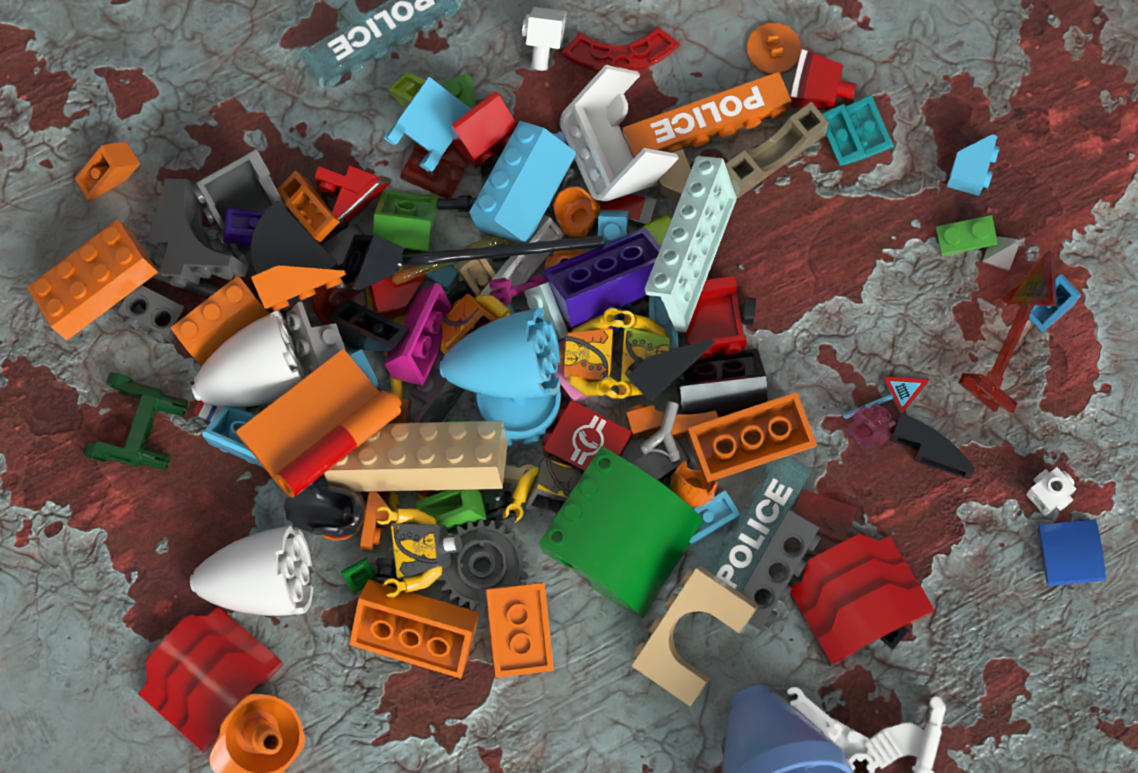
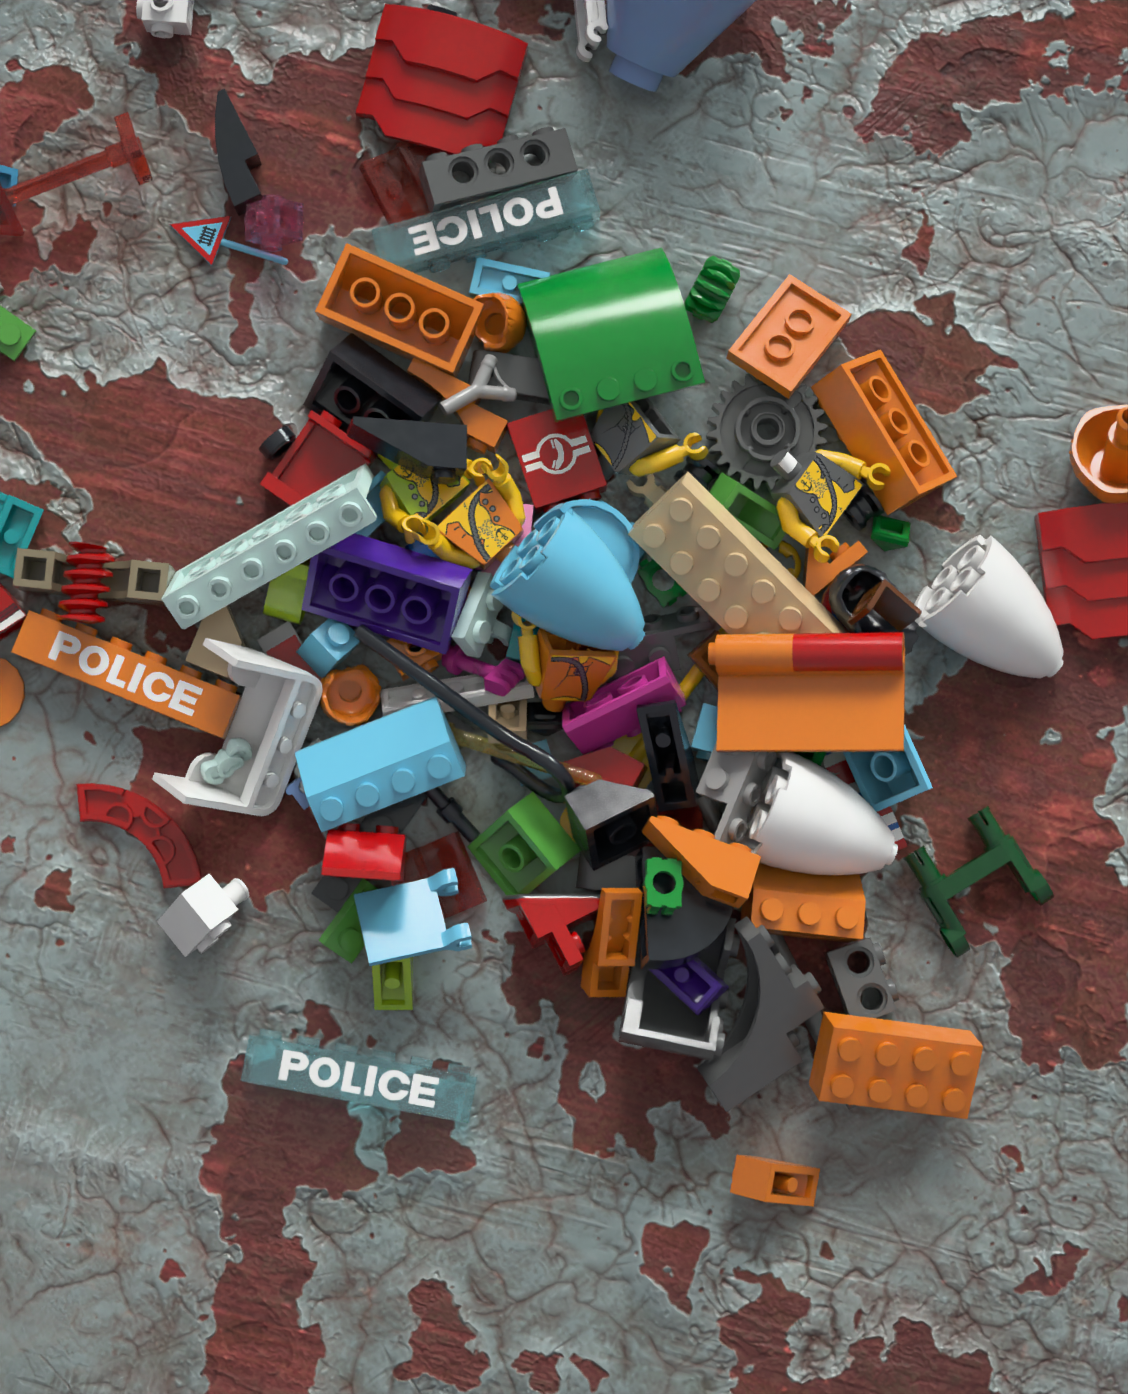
camera: 140 degrees left, 10 degrees up
(307, 259) = (656, 900): none -> green piece
(321, 518) = (888, 604): none -> reddish brown bracket
(588, 616) = (712, 289): none -> green gear
(609, 124) = (226, 761): none -> light aqua piece
(659, 656) = (594, 203): tan arch -> none
(771, 138) = (86, 583): none -> red piece

